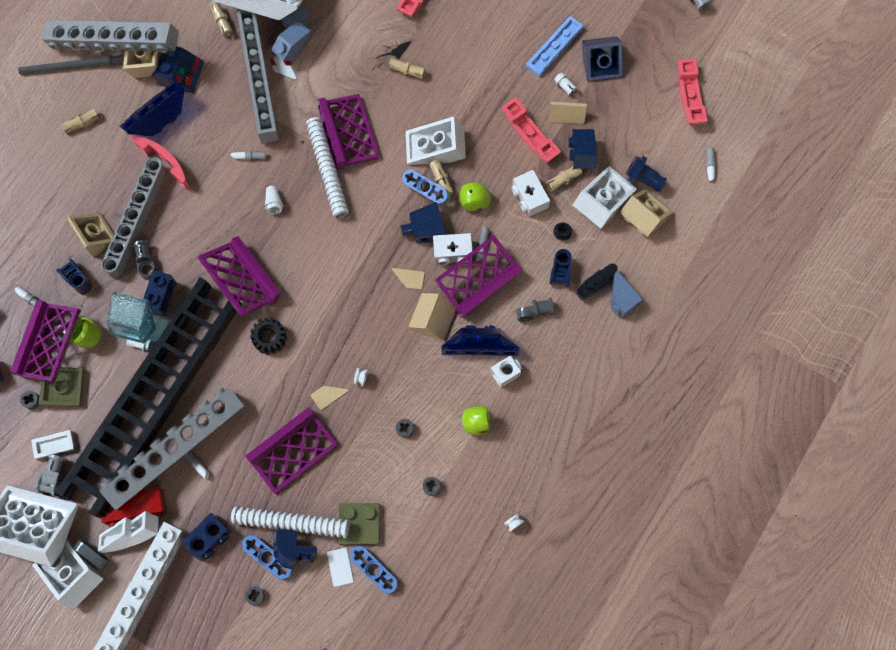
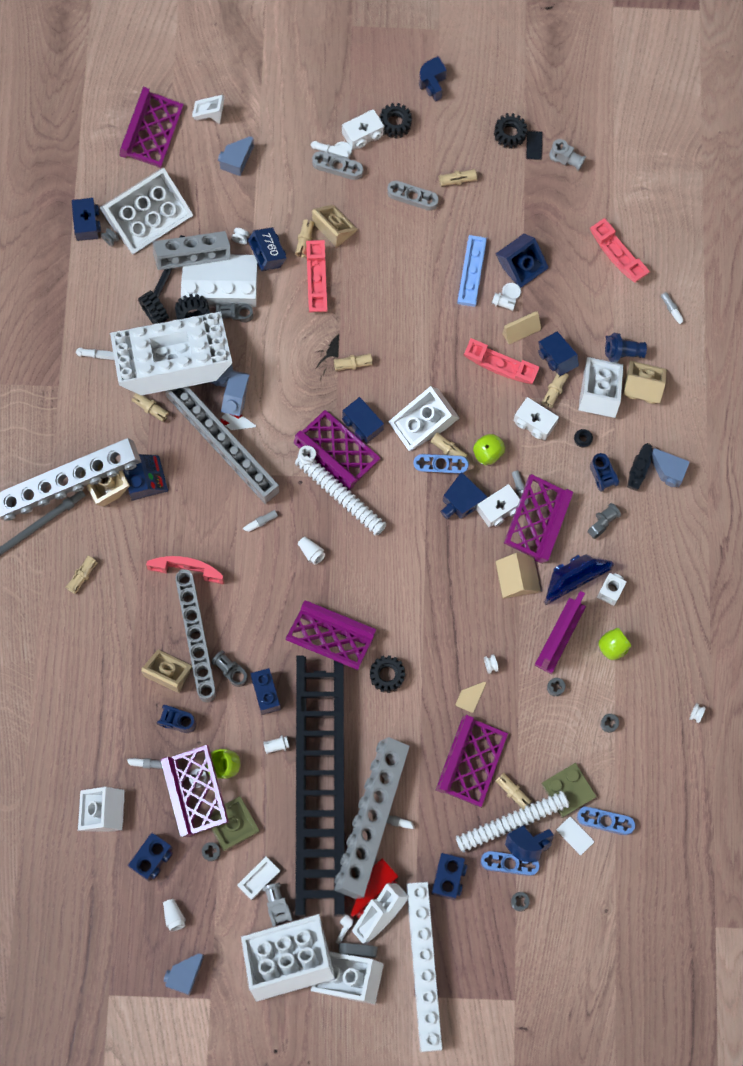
camera: 35 degrees left, 0 degrees up
(98, 527) = (347, 922): none -> white hand
(130, 318) = (259, 726): clear light blue slope -> none
(156, 113) = (150, 527): clear blue wedge -> none
(310, 496) = (513, 791): none -> tan pin
(311, 121) = (307, 450): none -> white bush
(383, 117) = (362, 420): none -> dark blue brick
(410, 278) = (476, 553): tan sticker -> none
(437, 385) = (561, 634): none -> magenta fence
(578, 79) = (511, 290): none -> white piece

